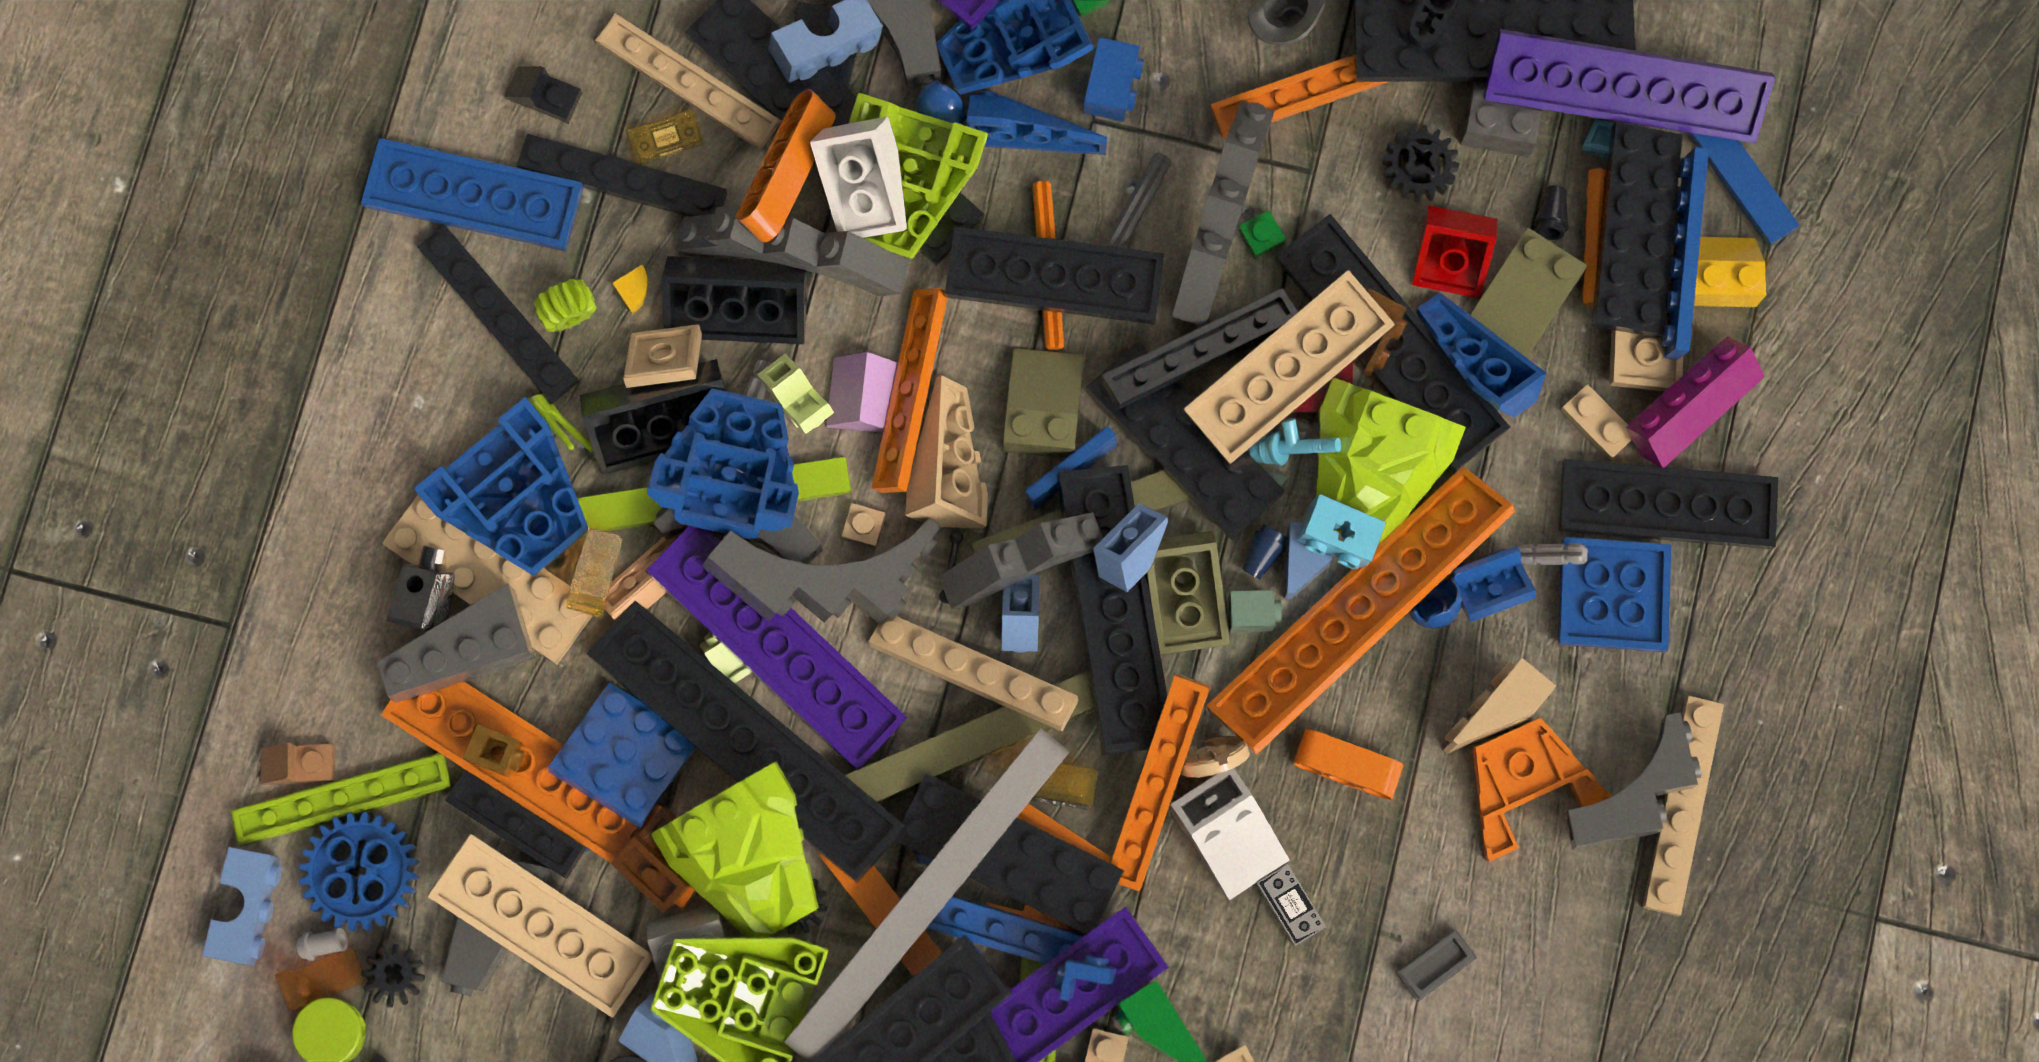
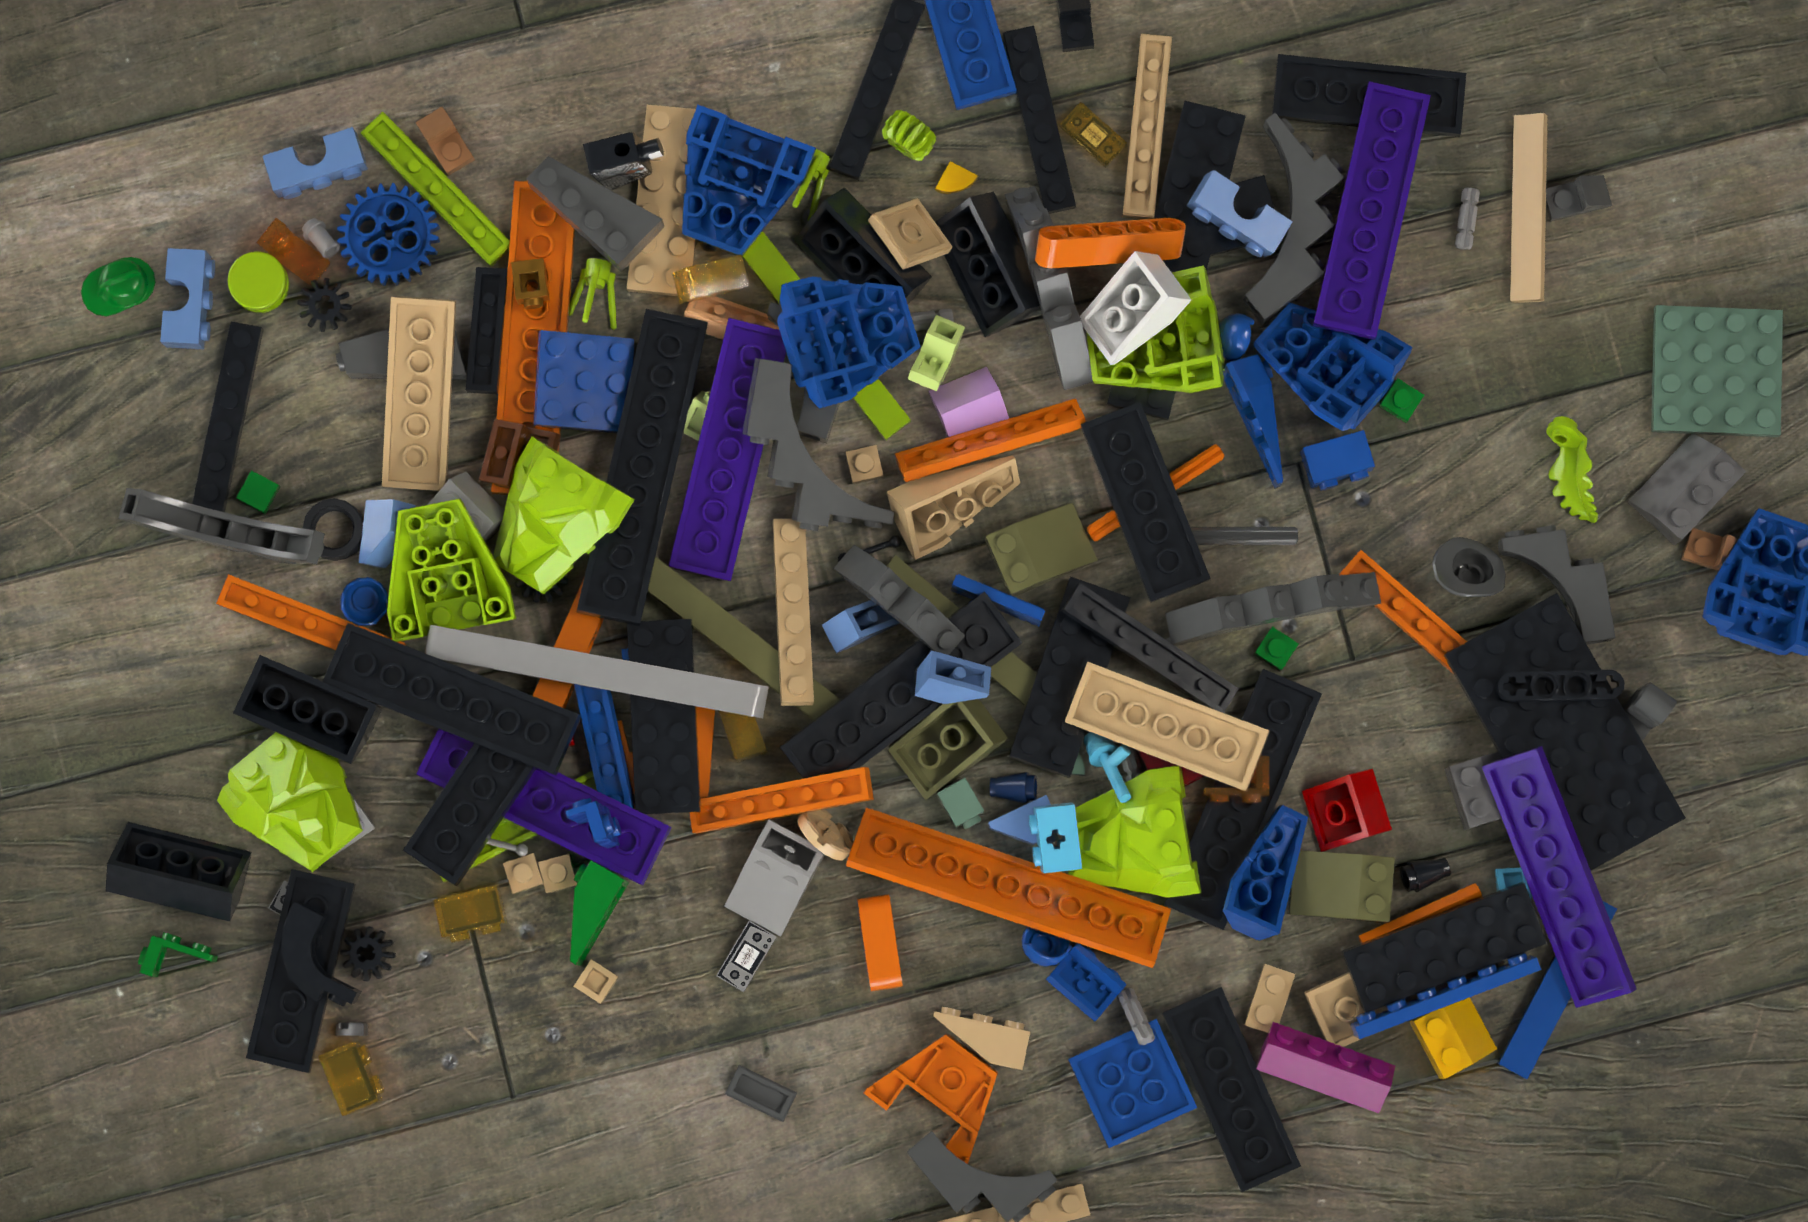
camera: 65 degrees right, 5 degrees up
(525, 685) = (595, 276): none -> lime plant
(1413, 151) = (1419, 750): black gear -> none

